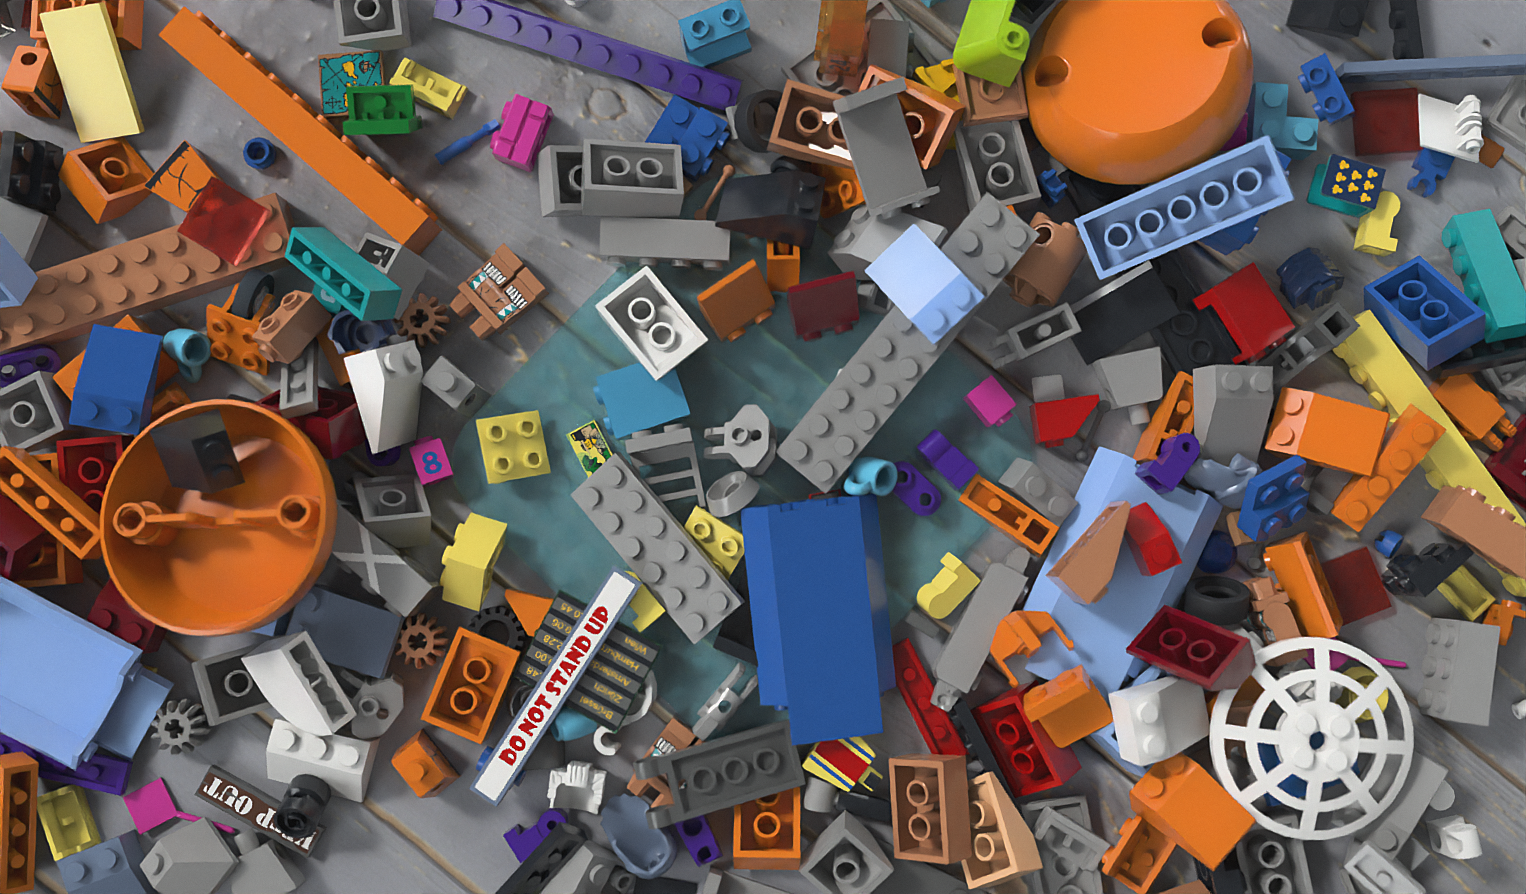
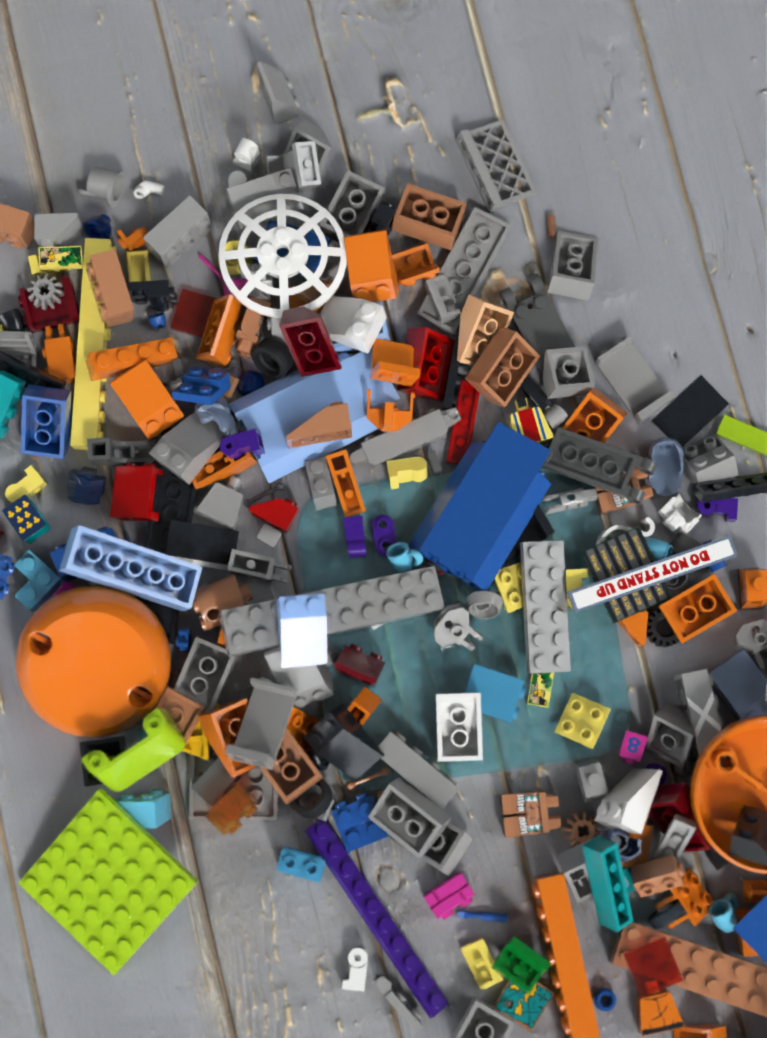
camera: 145 degrees left, 5 degrees down
(423, 653) = (709, 647): nougat gear -> none
(472, 561) = (649, 675): light yellow brick -> none
(664, 447) = (496, 656): light grey plate -> none
(699, 839) = (634, 439): dark purple leg -> none
(737, 302) = (405, 703): orange slope -> none
(990, 402) = (308, 549): dark pink brick -> none
(1150, 541) = (285, 413): red slope -> none

